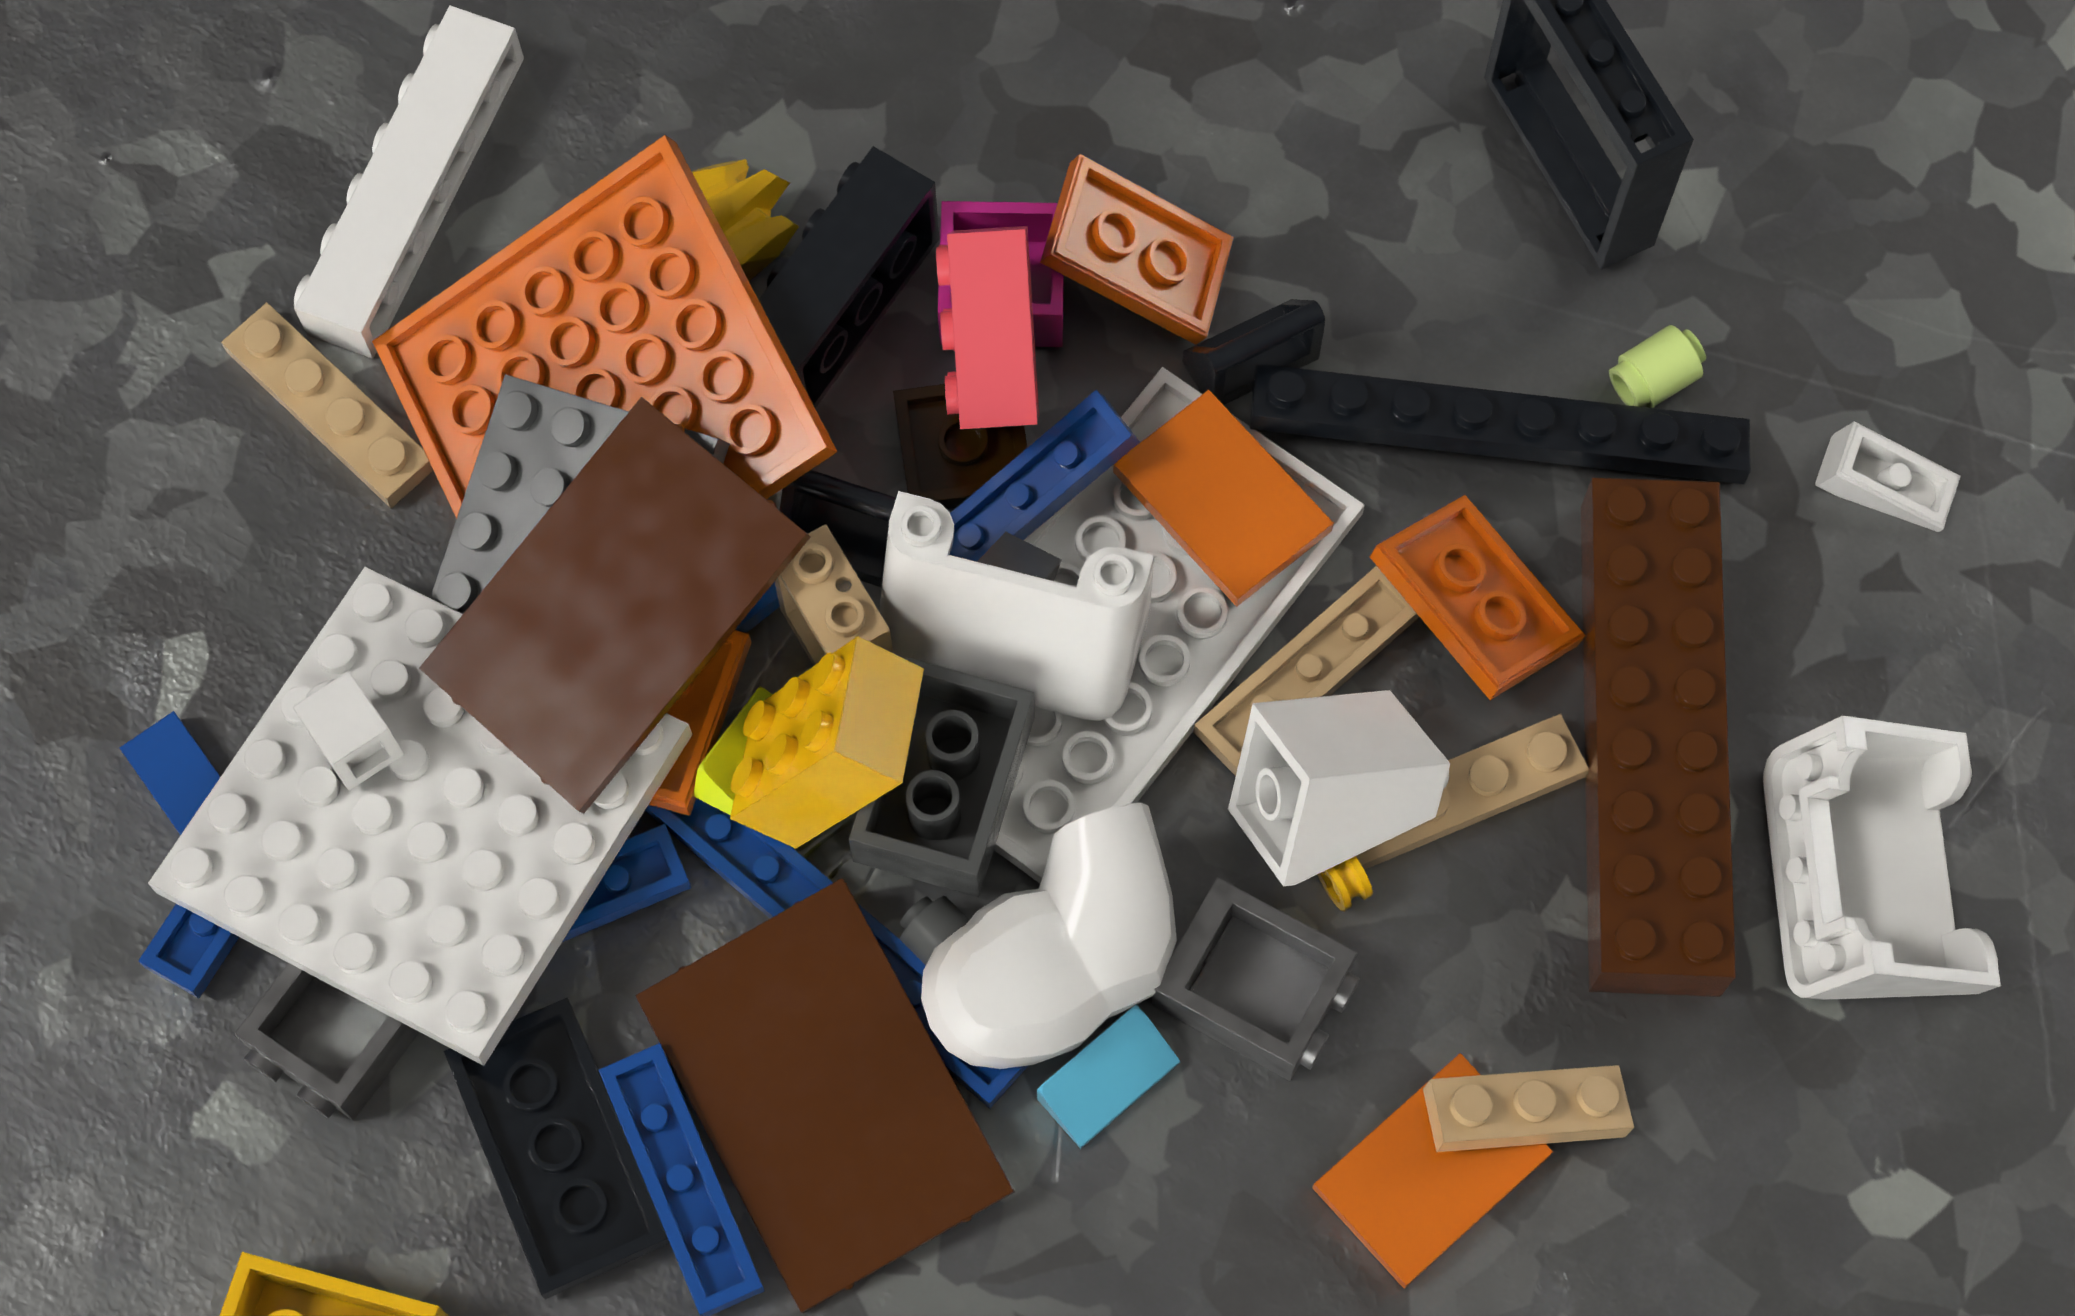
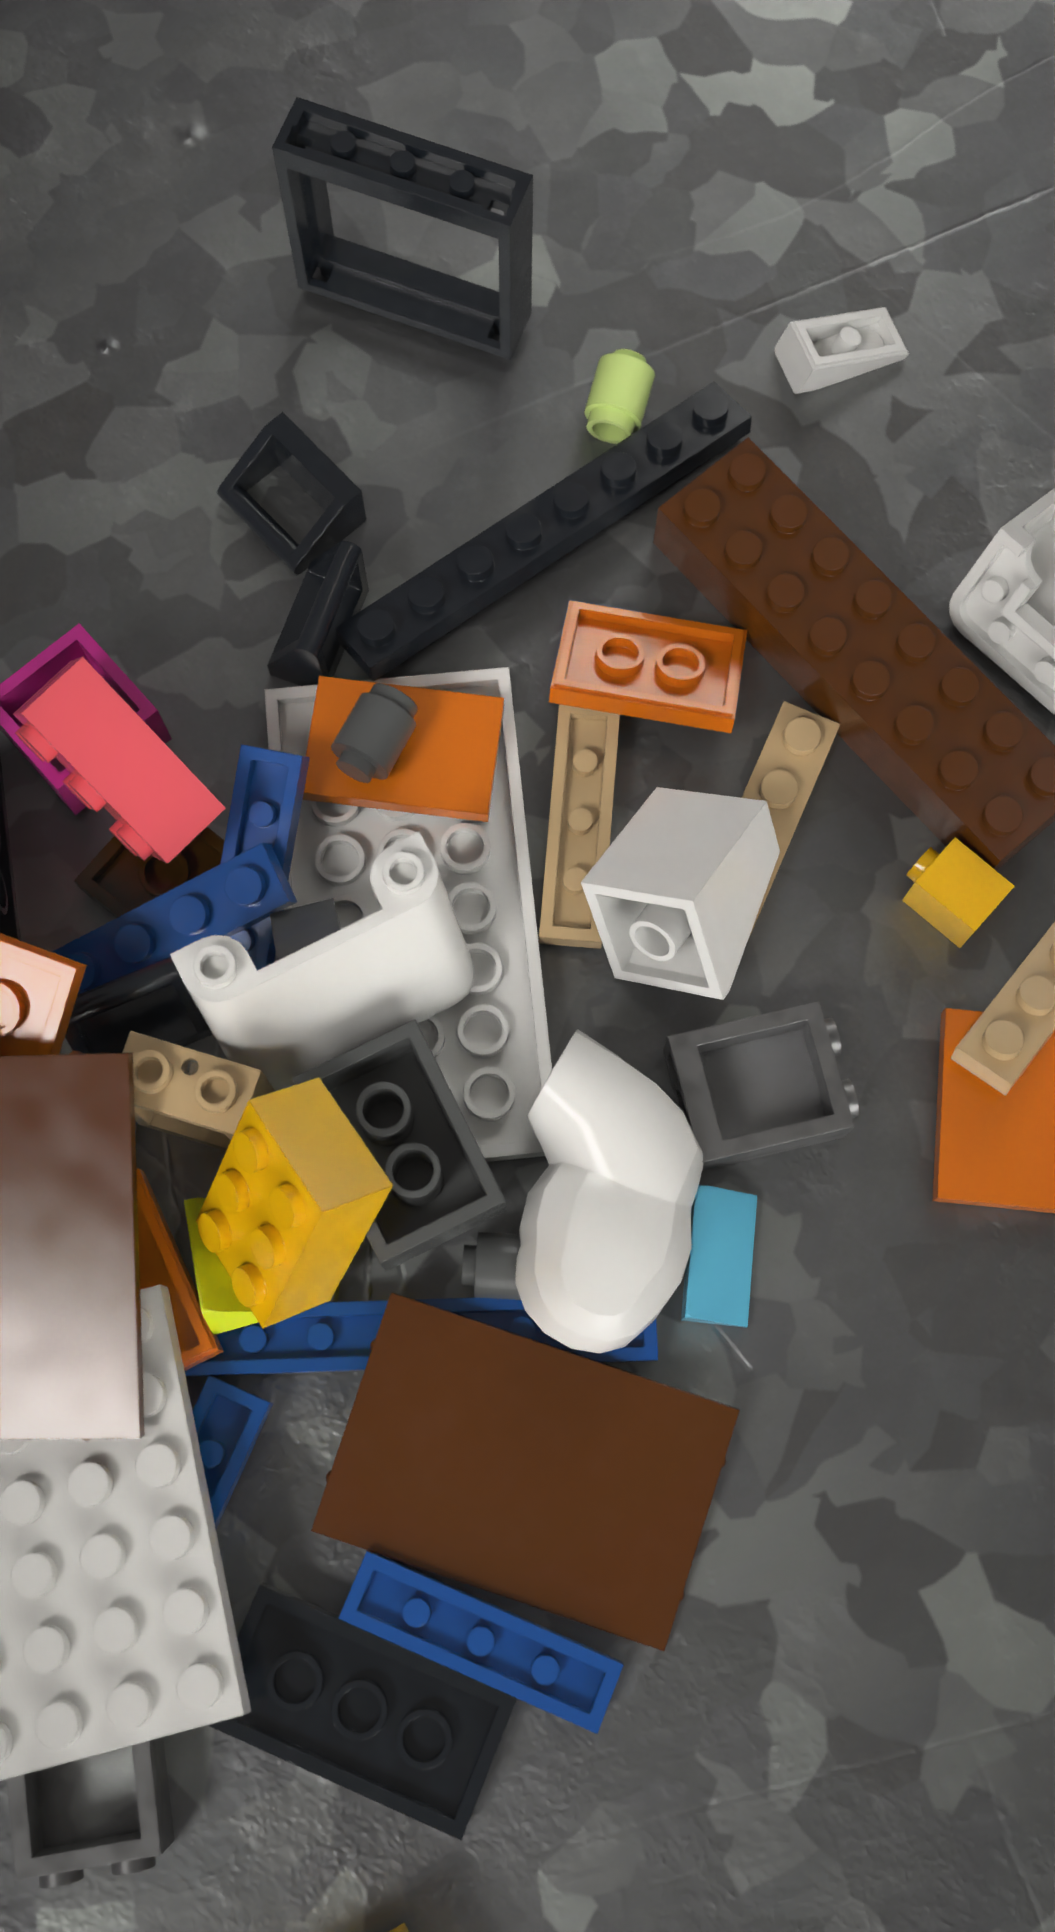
camera: 45 degrees left, 5 degrees up
(971, 489) = (211, 904): none -> blue plate
(1137, 249) = (163, 615): orange tile -> none
(1204, 465) = (375, 733): none -> dark grey brick
(1346, 284) = (287, 446): none -> black tile
(1346, 882) = (756, 957): yellow bush -> none
(1553, 972) = (955, 890): none -> yellow brick

